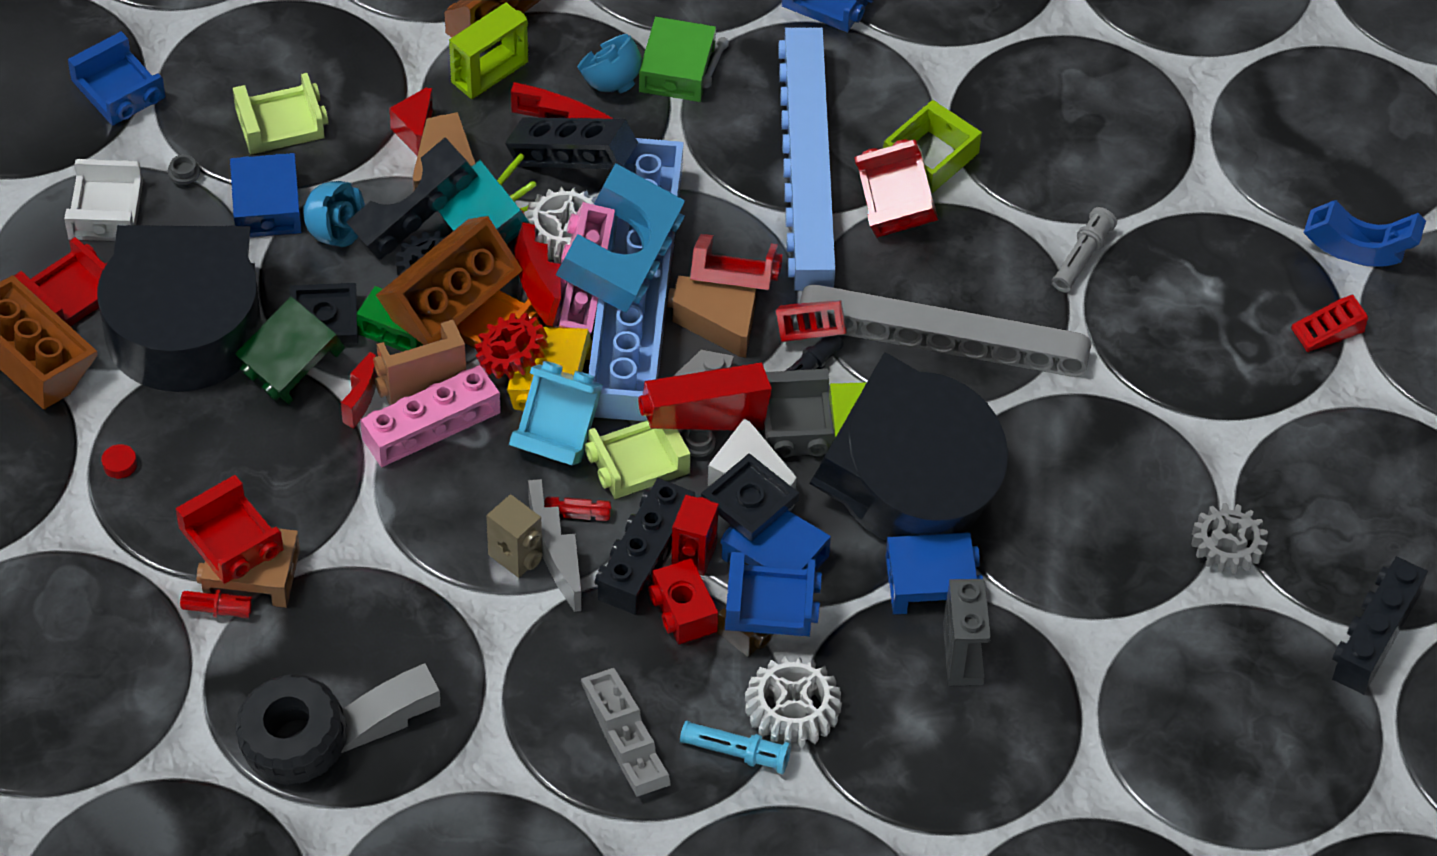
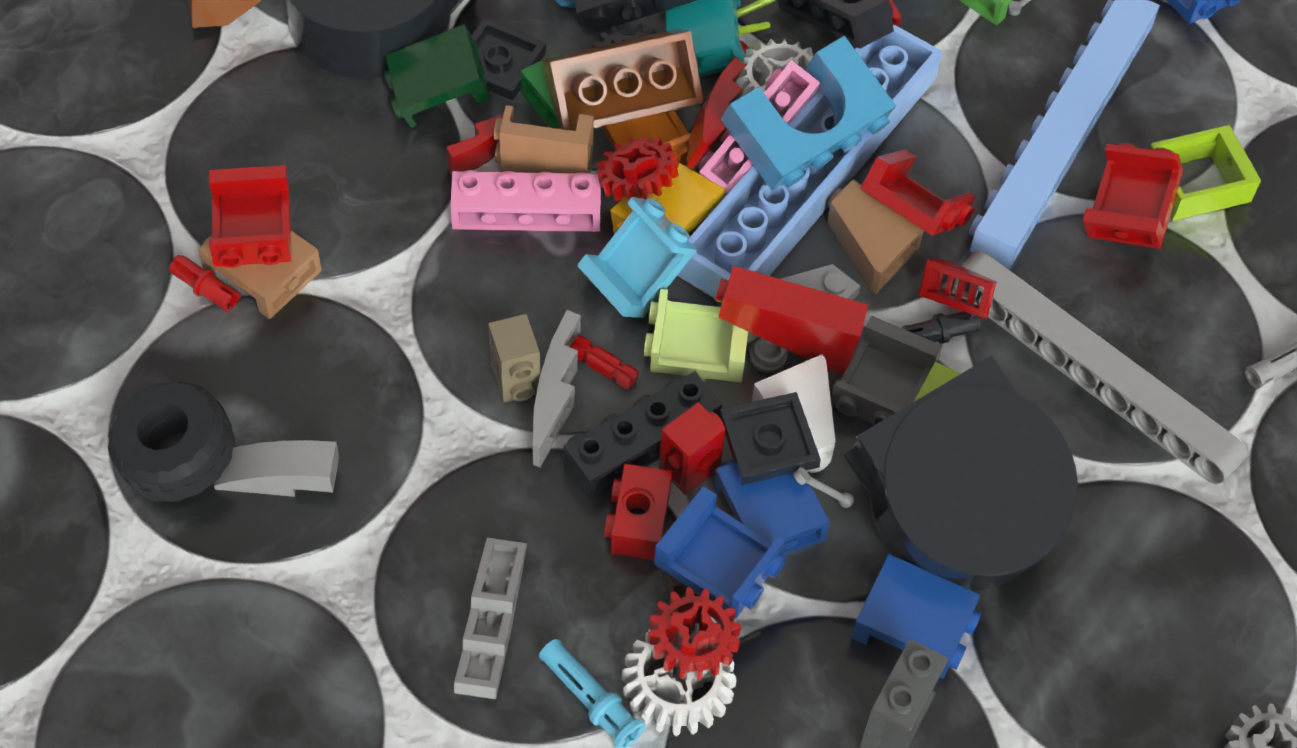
camera: 30 degrees right, 5 degrees up
(119, 461) = (223, 106): red tile -> none
(789, 657) = (678, 622): none -> red gear
(825, 518) = (802, 477): none -> light grey hinge

